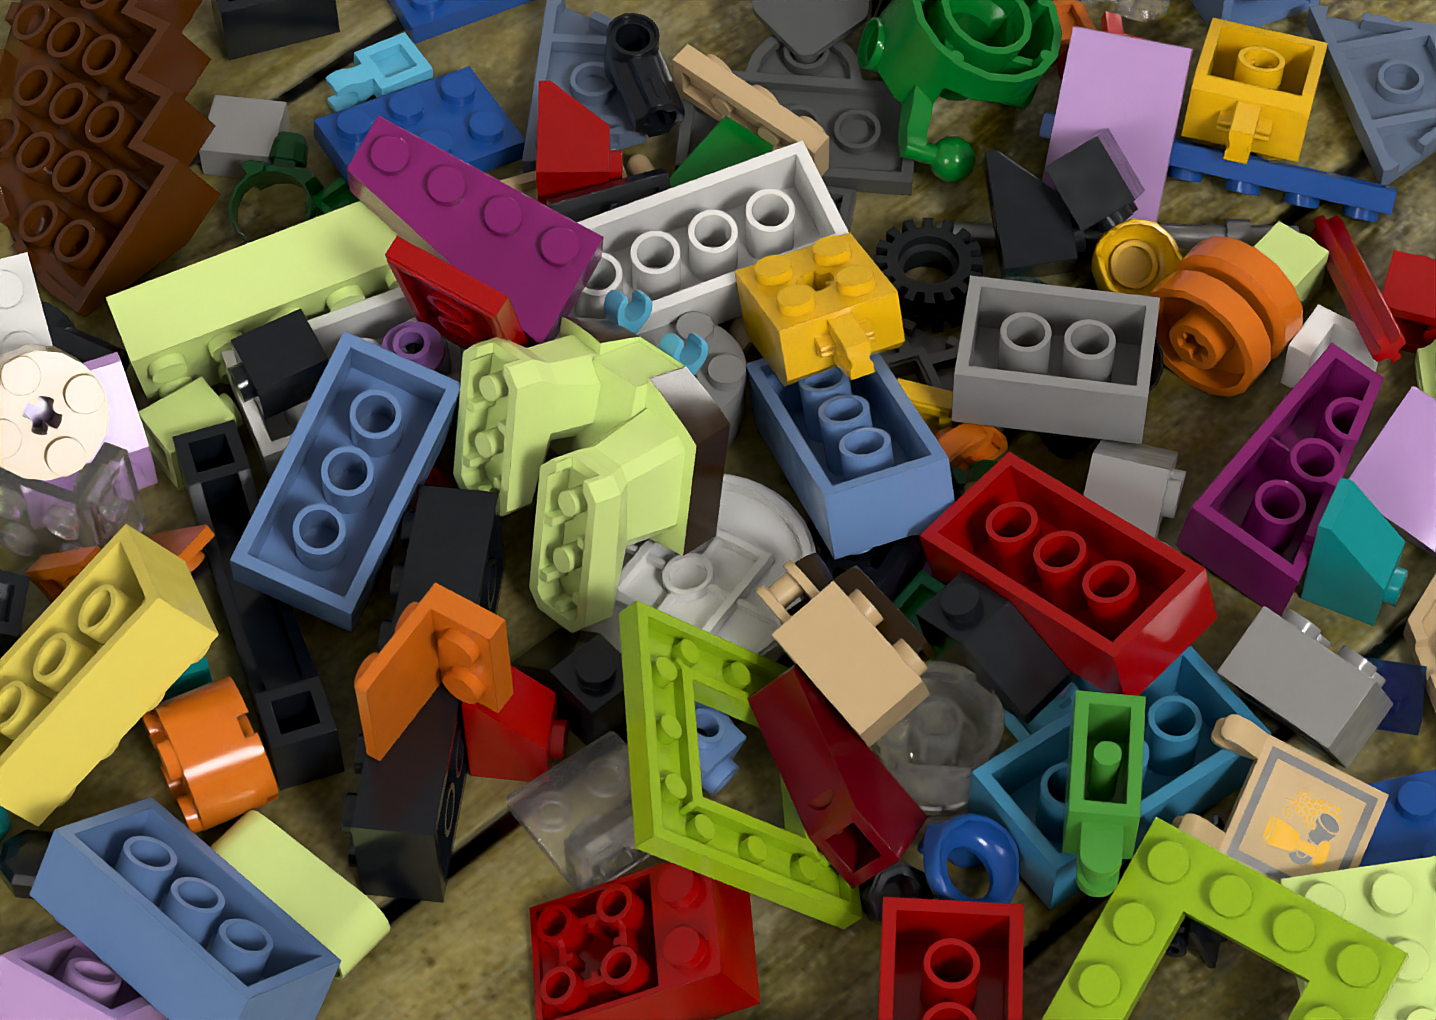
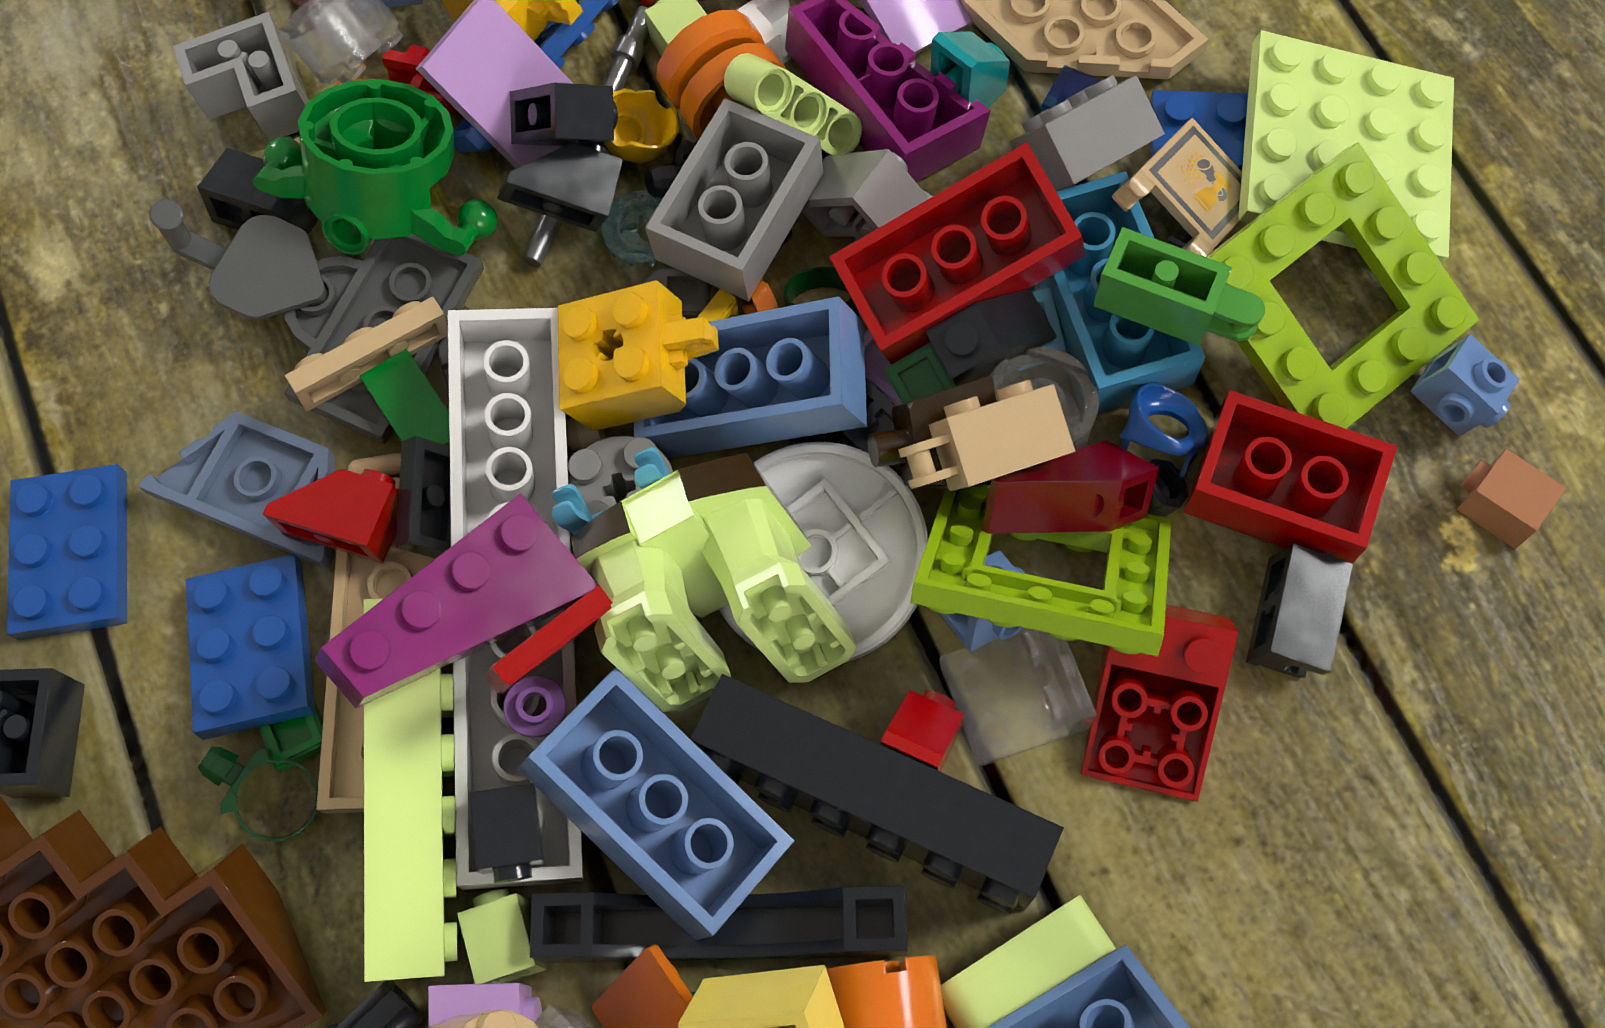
camera: 65 degrees left, 15 degrees up
(241, 133) = (174, 800): light grey piece -> none
(378, 72) = (153, 654): medium azure plate -> none
(433, 644) = (909, 759): orange bracket -> none
(586, 679) = (885, 670): black slope -> none
(641, 74) = (284, 430): black piece -> none
(936, 249) = (568, 254): black tyre -> none
(1216, 358) = (792, 101): none -> yellowish green beam

